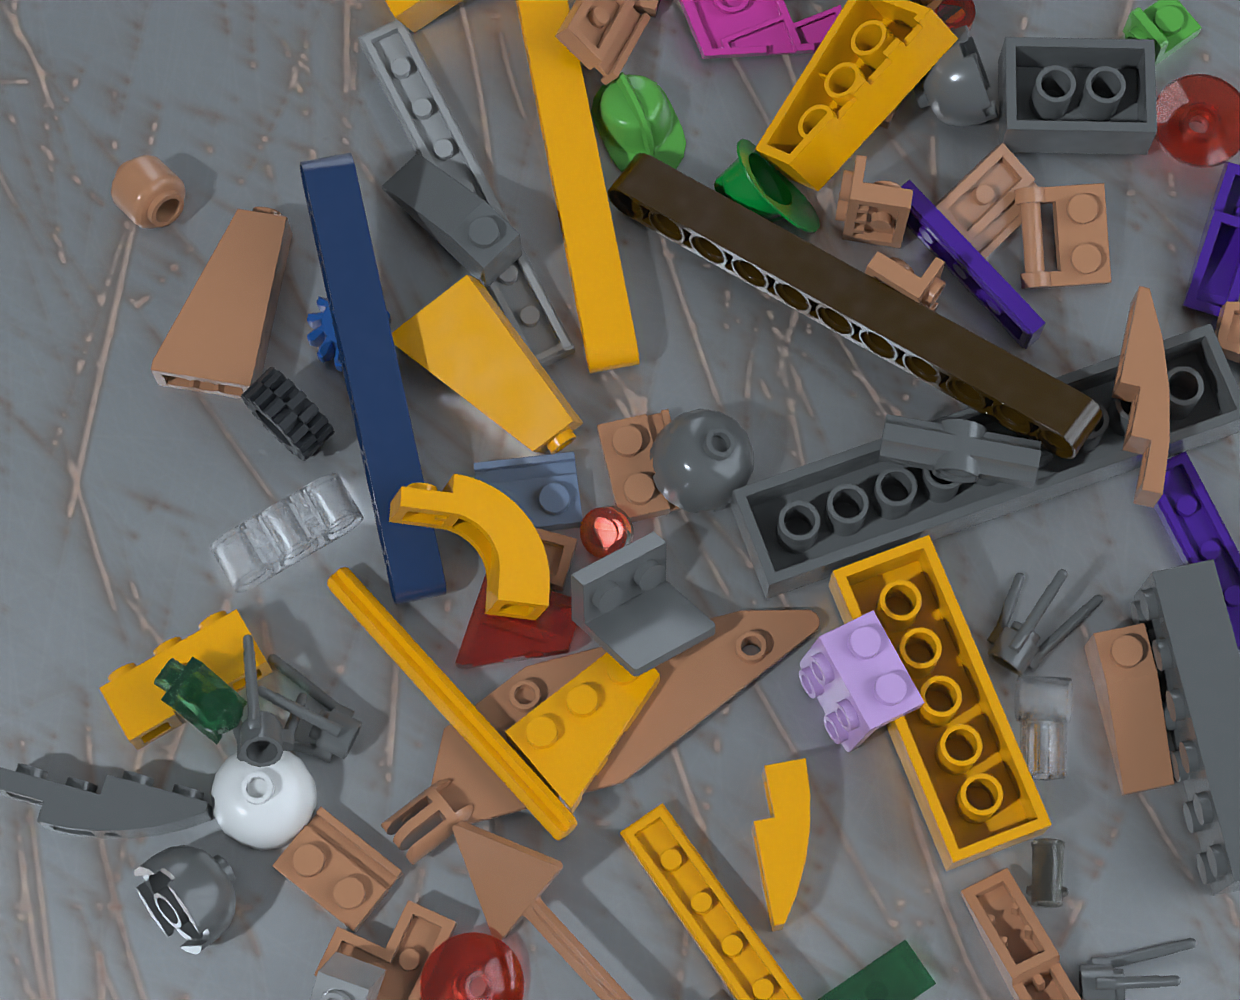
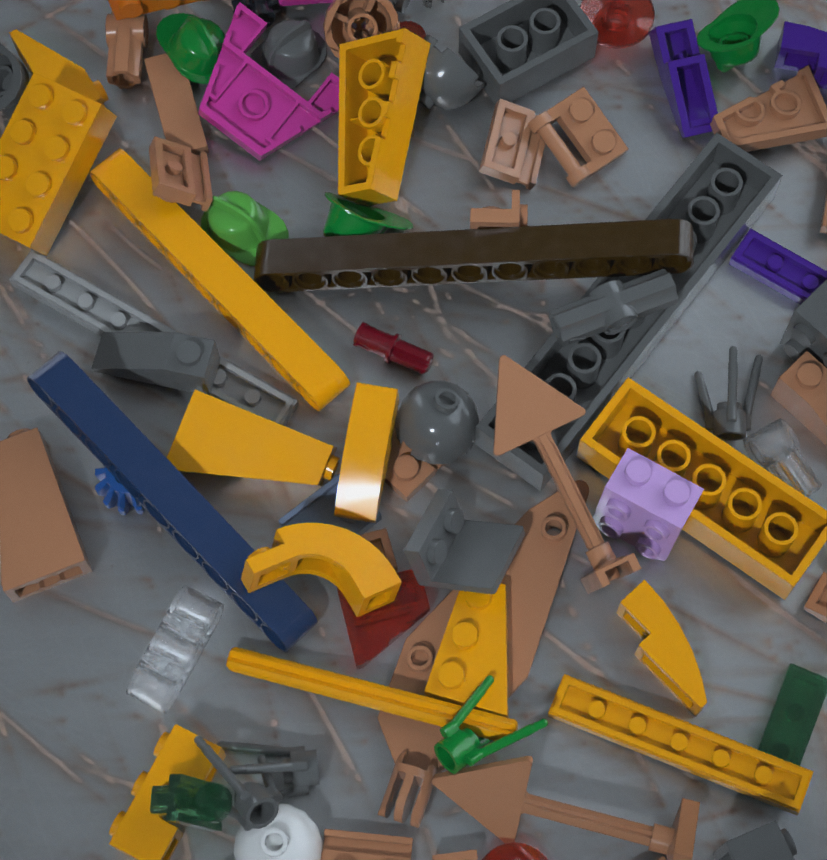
camera: 30 degrees left, 5 degrees down
(287, 413) = (124, 563): black tyre -> none
(504, 814) = (464, 747): none -> green plant
(604, 447) = (366, 452): none -> light orange slope
(606, 530) = (402, 511): clear red tile -> none
(710, 352) = (393, 348): none -> dark red axle
(795, 510) = (529, 412): none -> nougat piece
(872, 211) = (443, 189): nougat bracket -> none
(973, 270) = (534, 191): dark purple tile -> none
(1145, 383) = (705, 192): nougat slope -> none

